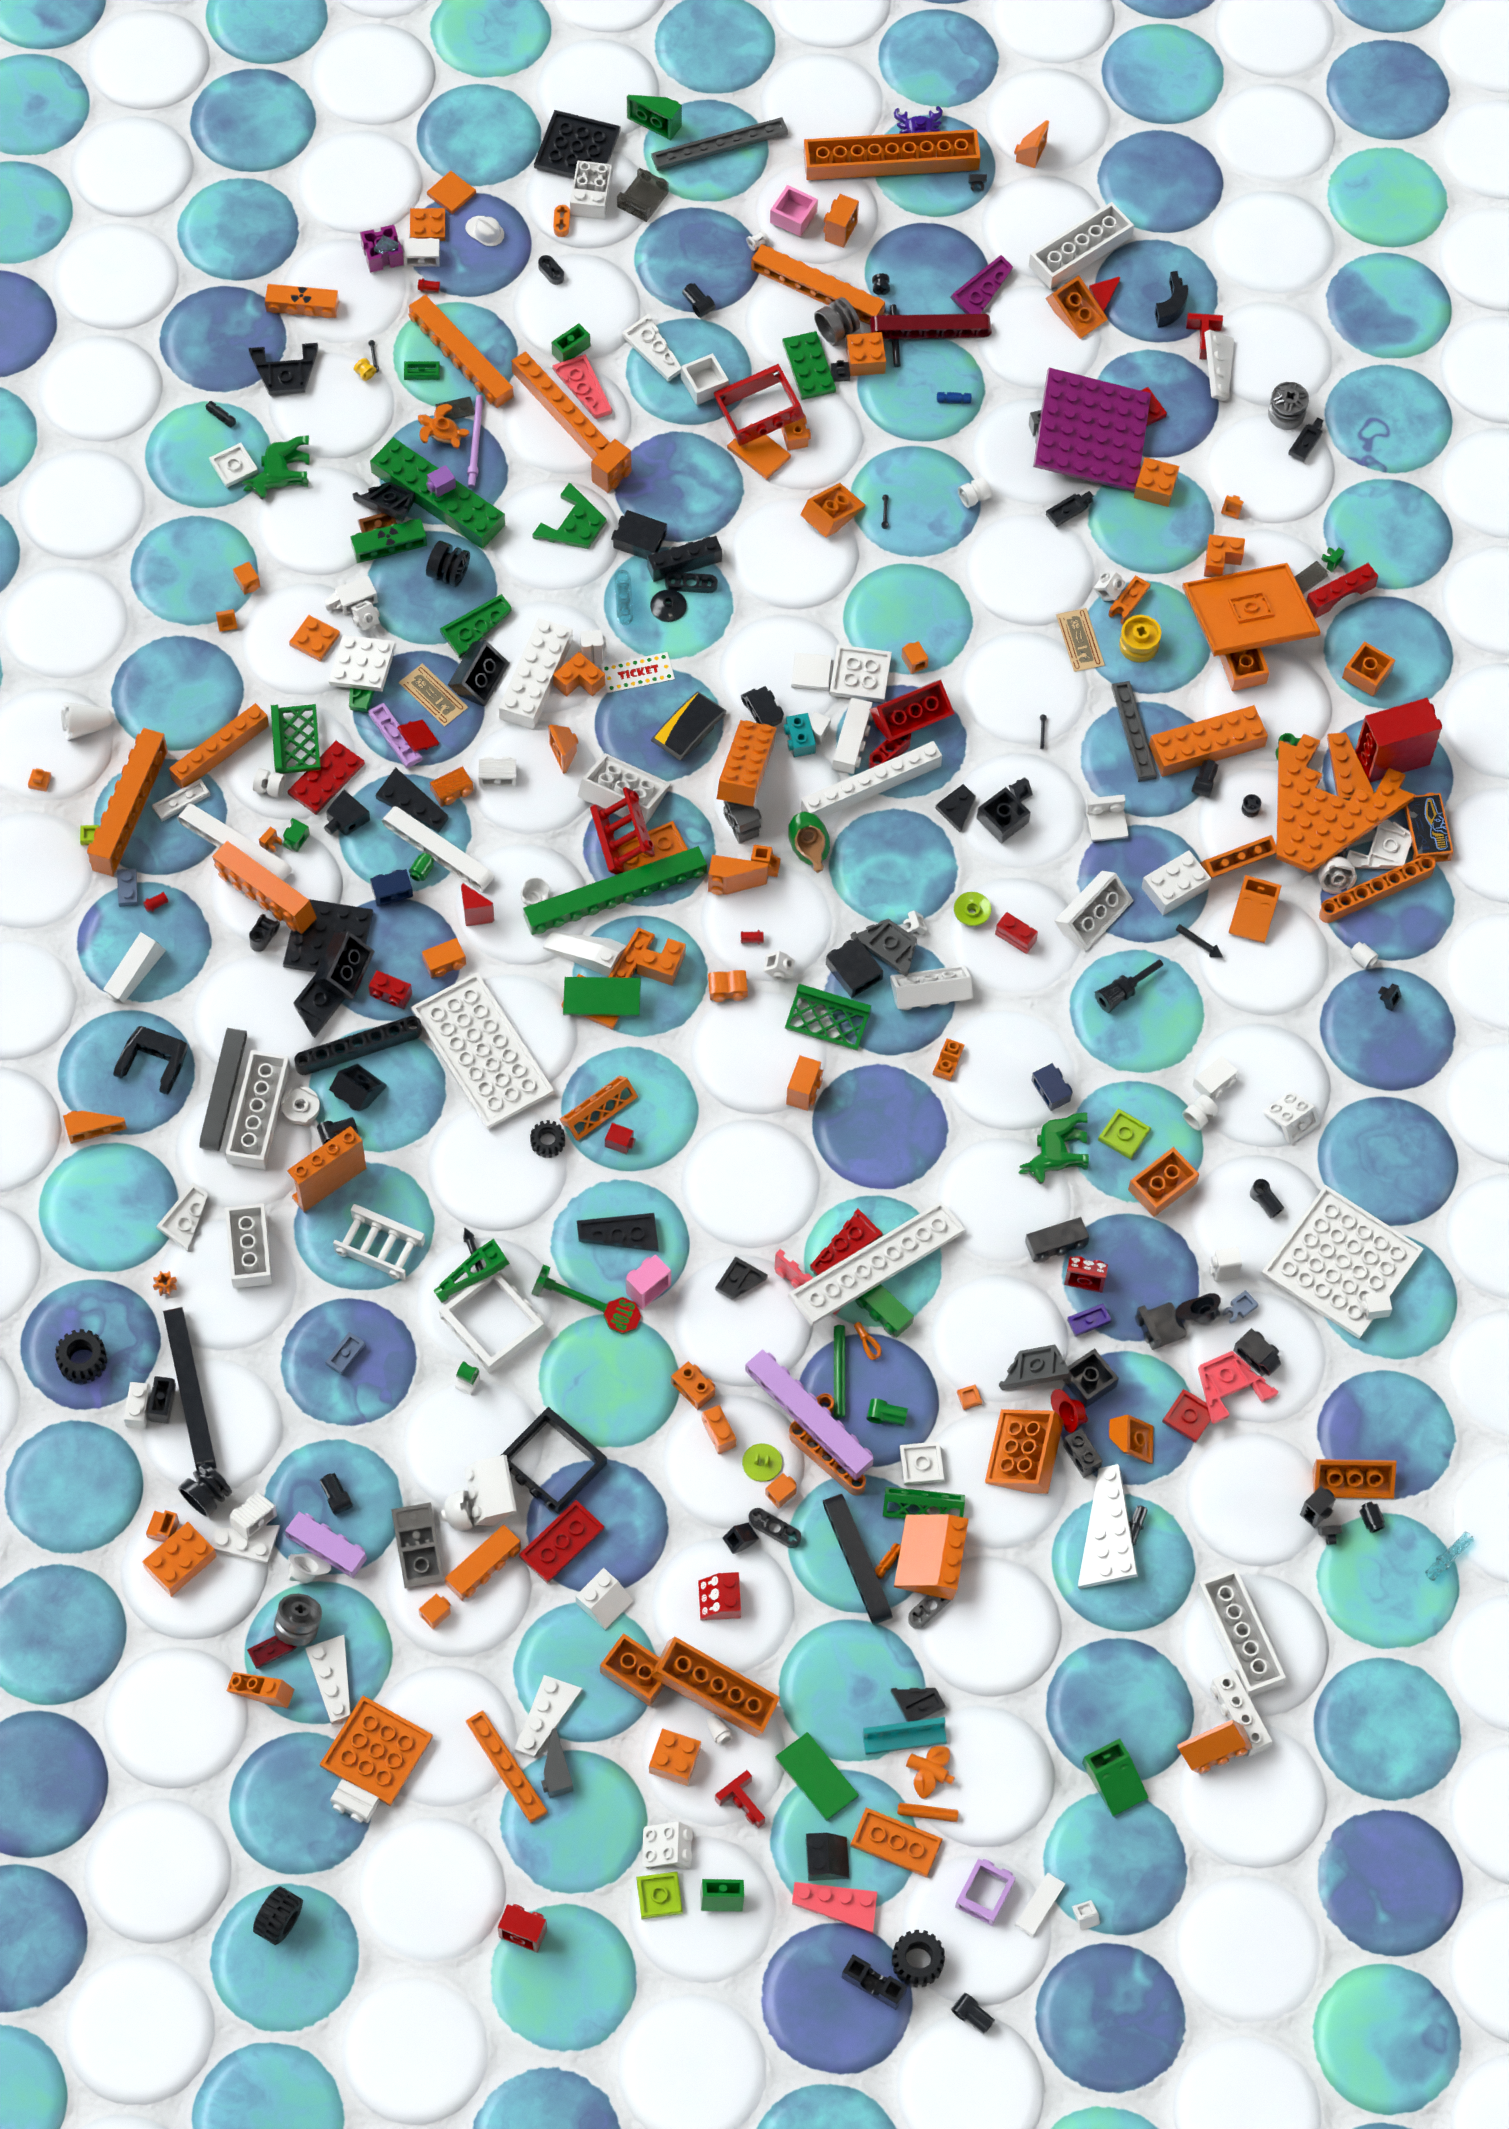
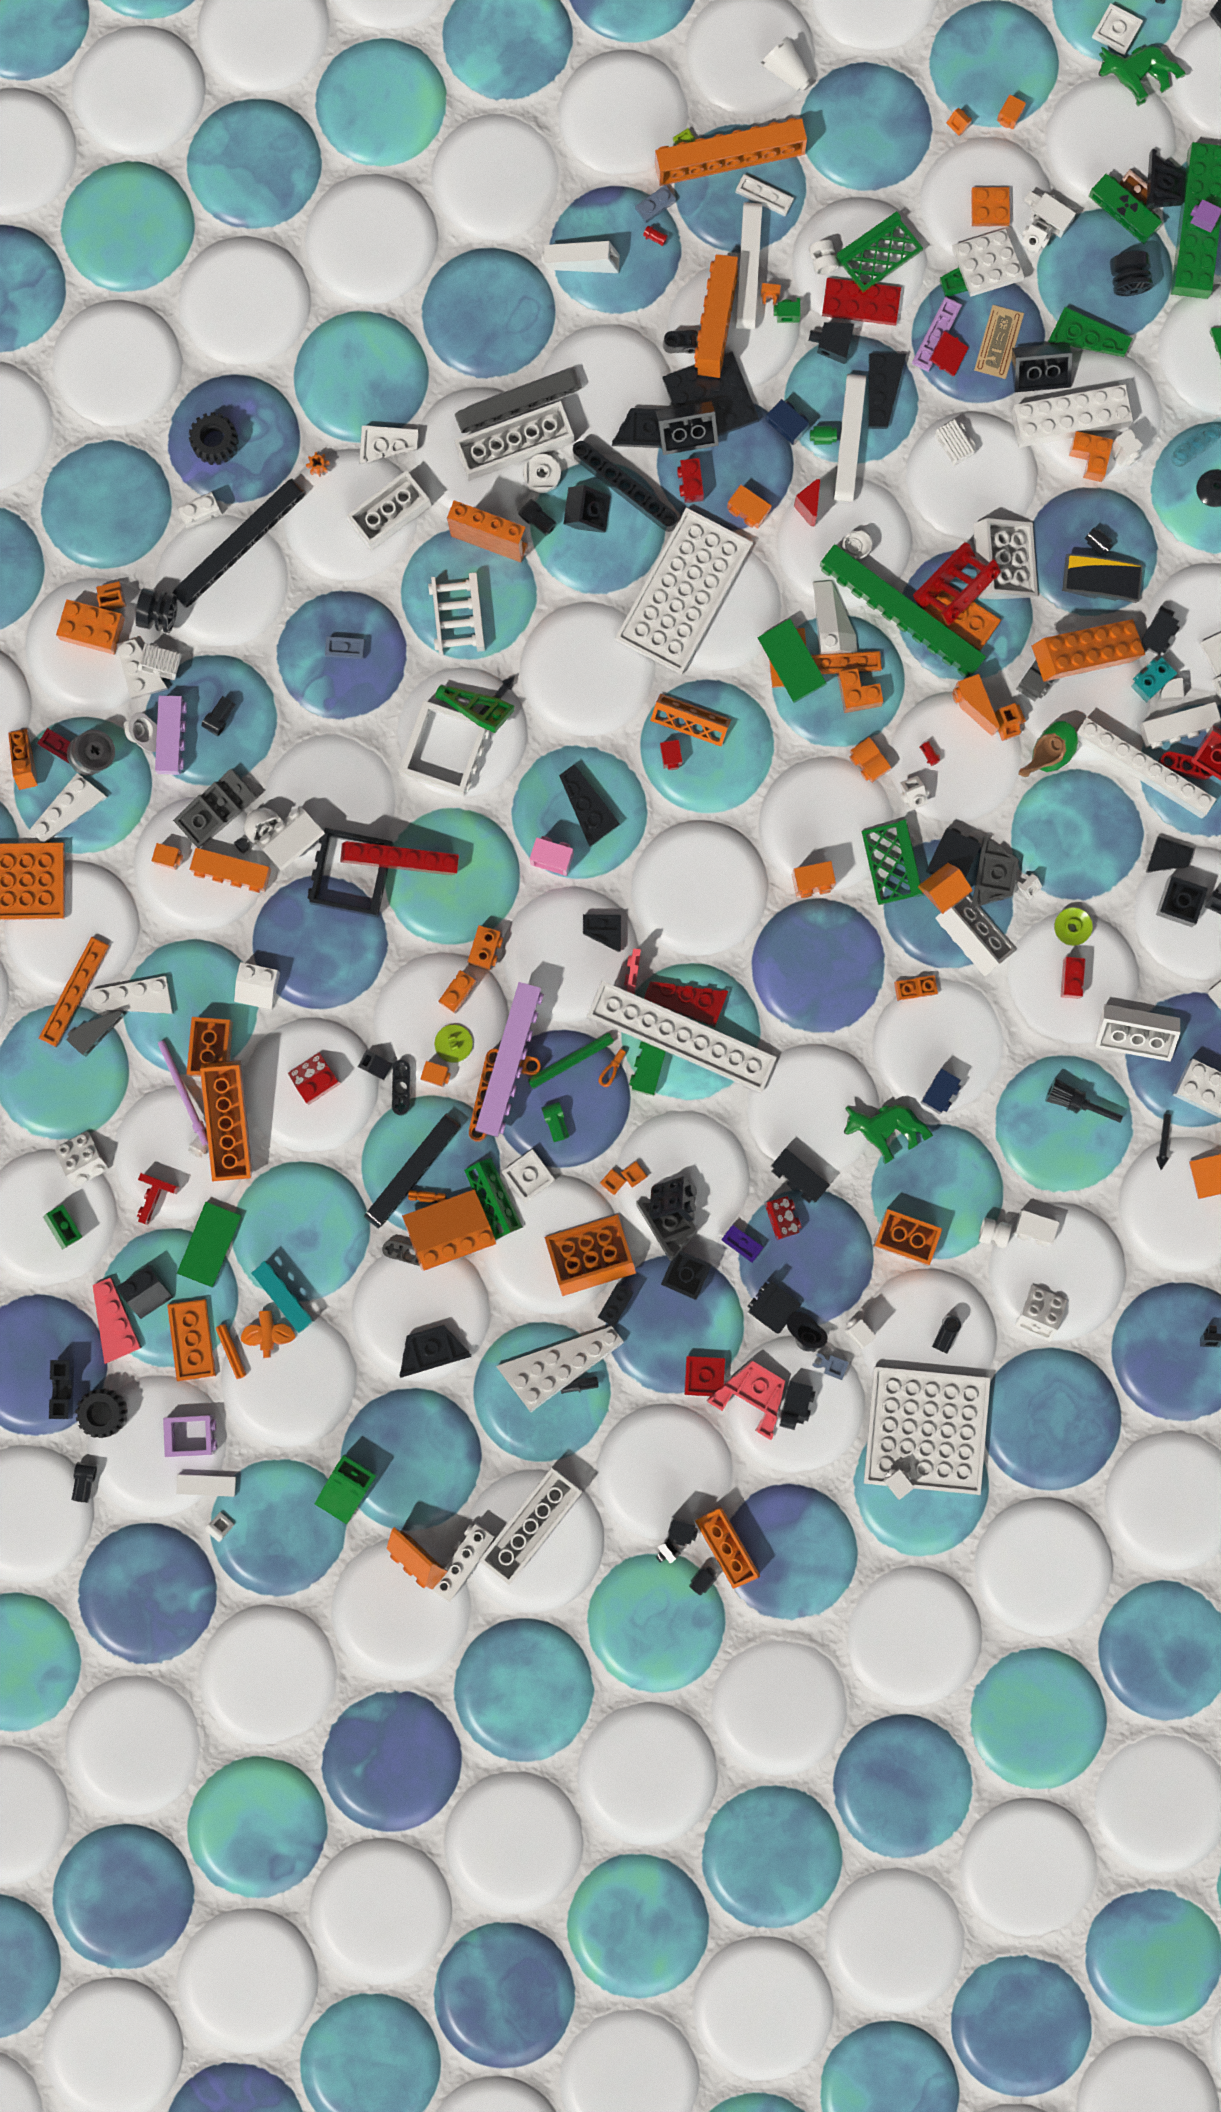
camera: 65 degrees right, 20 degrees up
(39, 779) = (710, 66): orange tile -> none
(88, 1125) = (415, 308): orange slope -> none
(158, 1045) = (525, 323): black connector -> none
(161, 1399) = (214, 526): black brick -> none
(219, 746) = (832, 194): orange brick -> none
(451, 786) = (916, 412): orange brick -> none
(466, 1541) = (242, 844): none -> black hinge
(467, 1378) = (380, 759): green leg -> none
(553, 1148) = (635, 706): black tyre -> none
(561, 1541) = (286, 921): red plate -> none
(563, 745) = (1014, 482): orange slope -> none
(569, 1406) = (399, 858): none -> red brick
(620, 1314) = (513, 849): green piece -> none
(637, 672) = (1131, 502): white sticker -> none
(655, 711) = (1099, 541): none -> black brick
(659, 1895) = (39, 1176): lime tile -> none
(674, 1757) = (156, 1121): orange brick -> none
(702, 1719) = (198, 1125): none -> lavender bar
(878, 981) = (946, 887): none -> orange slope
(917, 1702) = (317, 1290): black wing -> none
(973, 1375) = (634, 1174): none -> orange tile
(1014, 1351) = (673, 1197): none -> black bracket
(1030, 1634) = (430, 1350): none -> black wing
(1069, 1410) = (647, 1273): red piece -> none
(1124, 1134) = (937, 1177): lime tile -> none
(1132, 1437) = (653, 1340): orange slope -> none
(1443, 1562) = (698, 1661): clear light blue pin -> none

